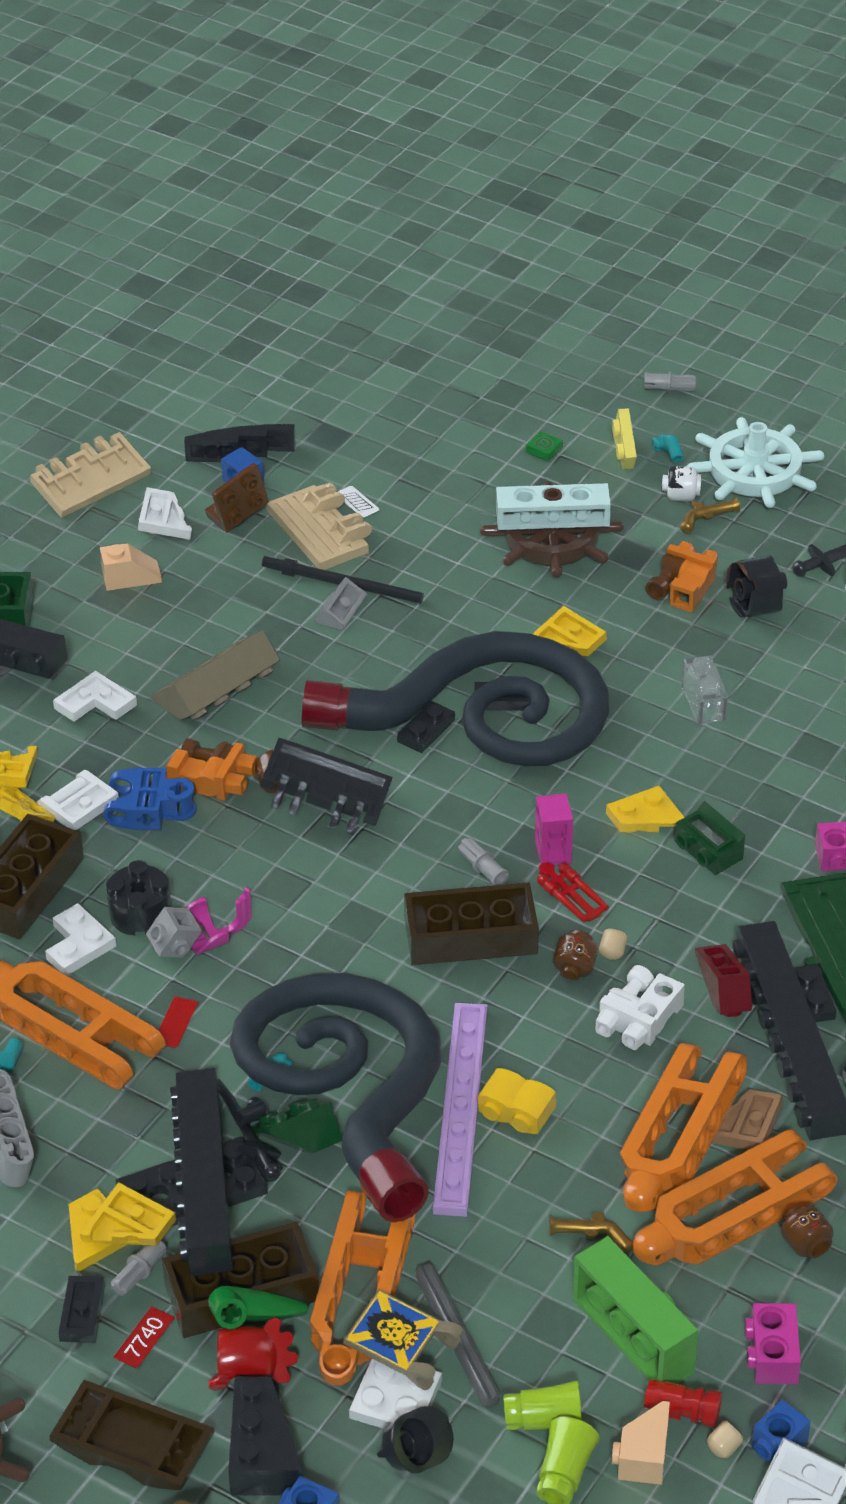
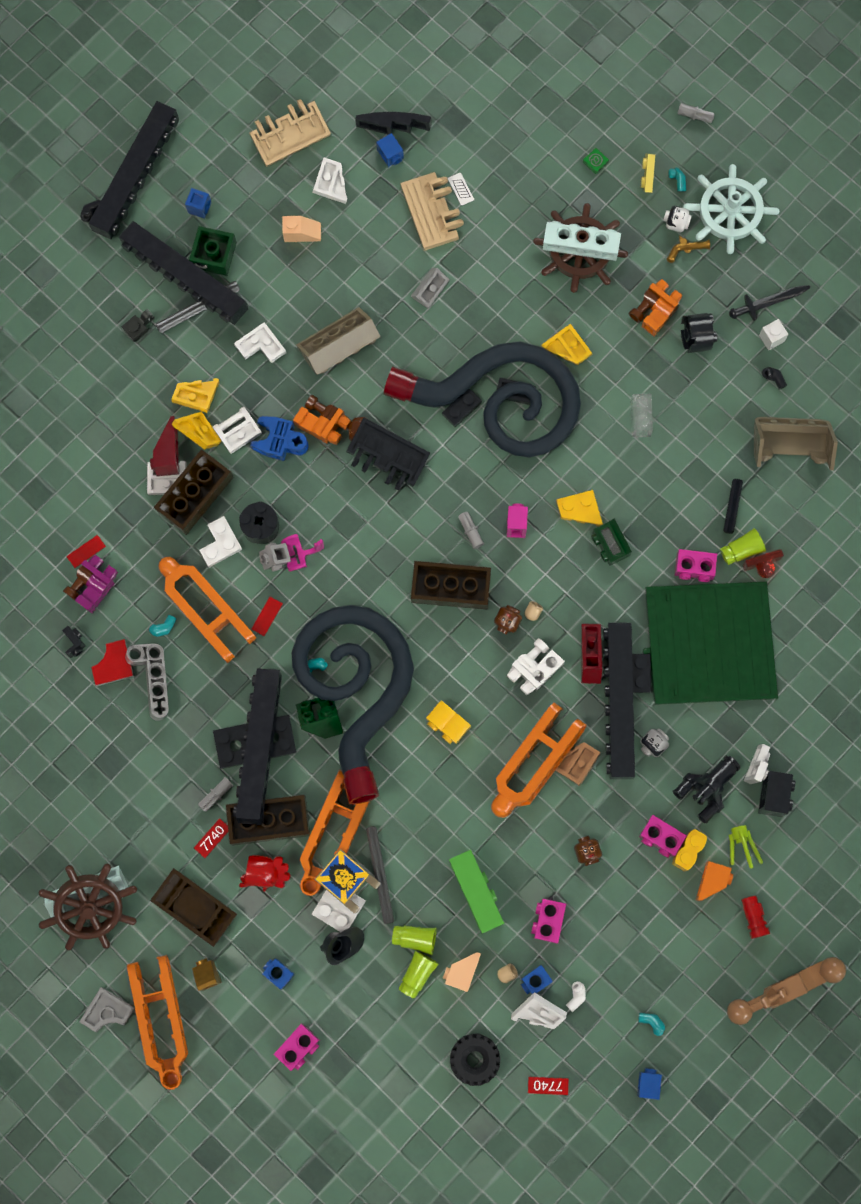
camera: 15 degrees right, 35 degrees up
(80, 1213) = (196, 761): yellow wing -> none
(81, 1309) = (180, 816): black plate -> none
(128, 1219) = (213, 767): yellow wing -> none
(237, 499) = (380, 183): reddish brown bracket -> none
(251, 1306) = (264, 847): green piece -> none
(253, 1148) = (295, 727): black sword -> none
(254, 1109) = (297, 701): black arm -> none
(260, 1442) = (260, 926): black wedge -> none
(291, 567) = (404, 247): black bar -> none
(460, 1110) = (416, 716): lavender tile -> none
(547, 871) = (508, 542): red piece -> none
(591, 1229) = (470, 818): pearl gold piece -> none
(685, 1401) = (490, 948): red axle -> none
(757, 1165) = (509, 837): orange piece -> none

